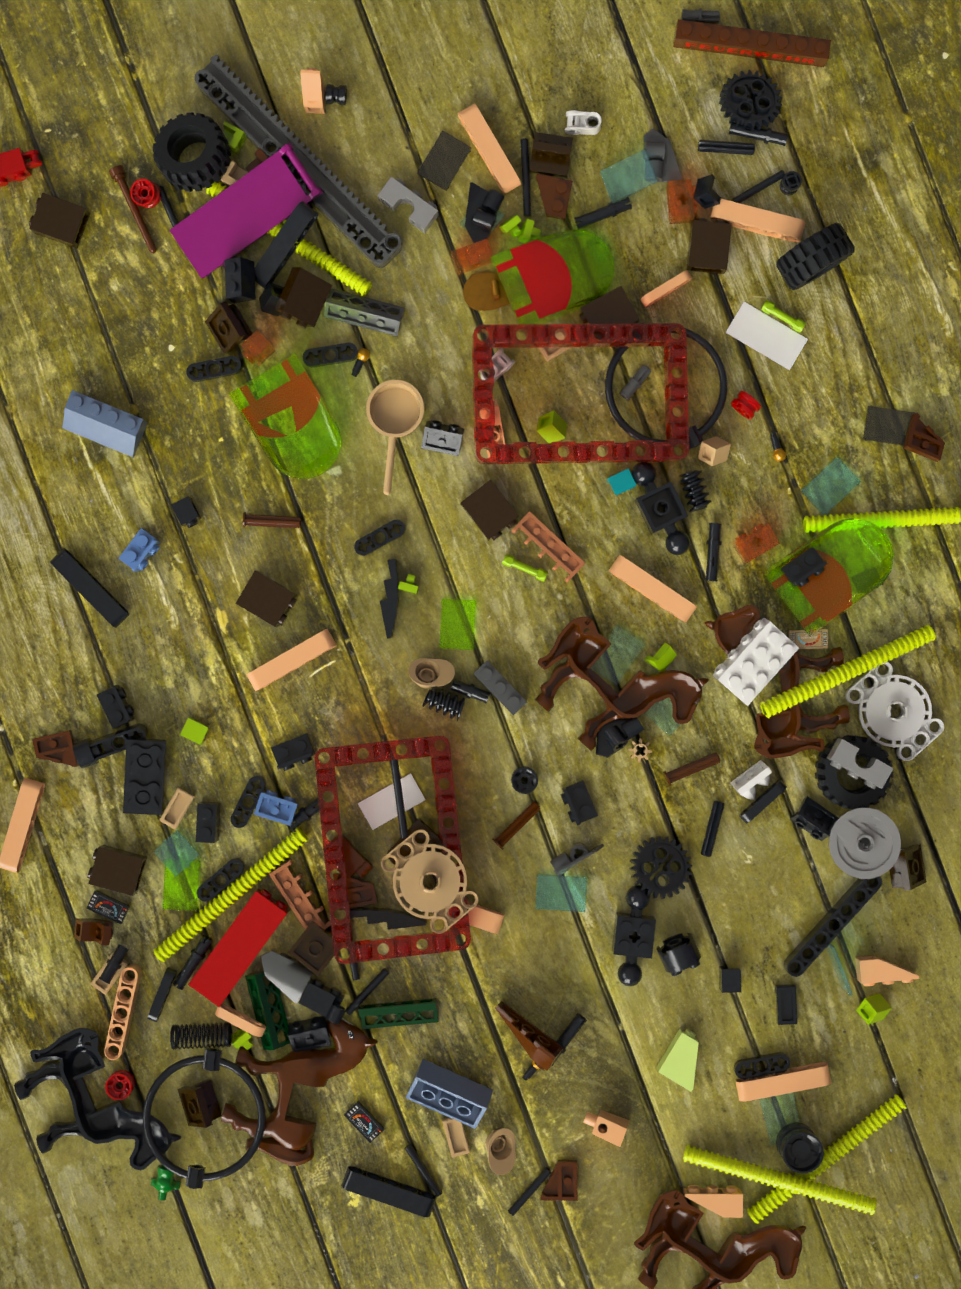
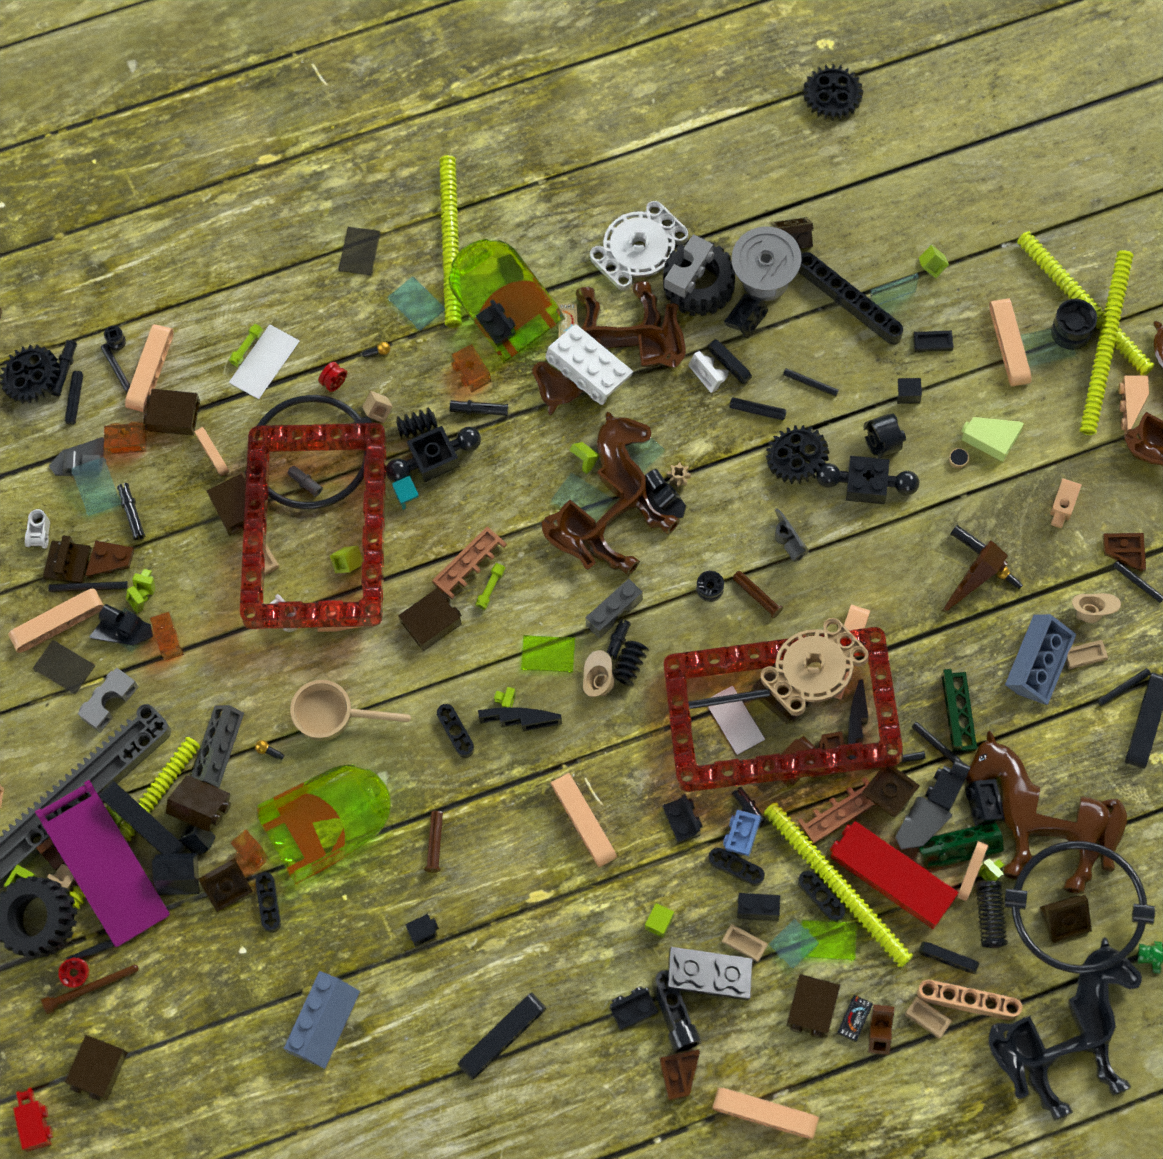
camera: 85 degrees left, 20 degrees down
(114, 964) = (916, 1007): black pin -> none
(114, 1091) = (1056, 998): red wheel -> none
(140, 550) = (462, 981): medium blue bracket -> none
(196, 956) = (911, 924): black pin -> none
(266, 599) = (518, 845): dark brown brick -> none
(336, 360) = (263, 766): black beam -> none
(364, 1121) = (1076, 747): black tile -> none
(442, 437) = (353, 666): bracket -> none
(485, 292) = (202, 618): pearl gold shield -> none
(554, 274) = (190, 554): windscreen -> none
(561, 893) = (827, 552): clear light blue piece -> none
(579, 802) = (733, 534): black bracket -> none
(652, 588) = (514, 463): light nougat beam -> none
(658, 1024) = (958, 458): none -> black tile
(691, 768) = (697, 428): reddish brown axle -> none
(705, 194) = (119, 412): black panel -> none
(741, 881) = (810, 382): none -> black bar
(754, 1060) = (997, 354): black beam -> none
(815, 256) = (190, 308): black tyre -> none
(848, 670) = (599, 283): neon yellow piece -> none
(874, 970) = (894, 259): light nougat slope -> none
(923, 440) = (374, 220): reddish brown wing -> none

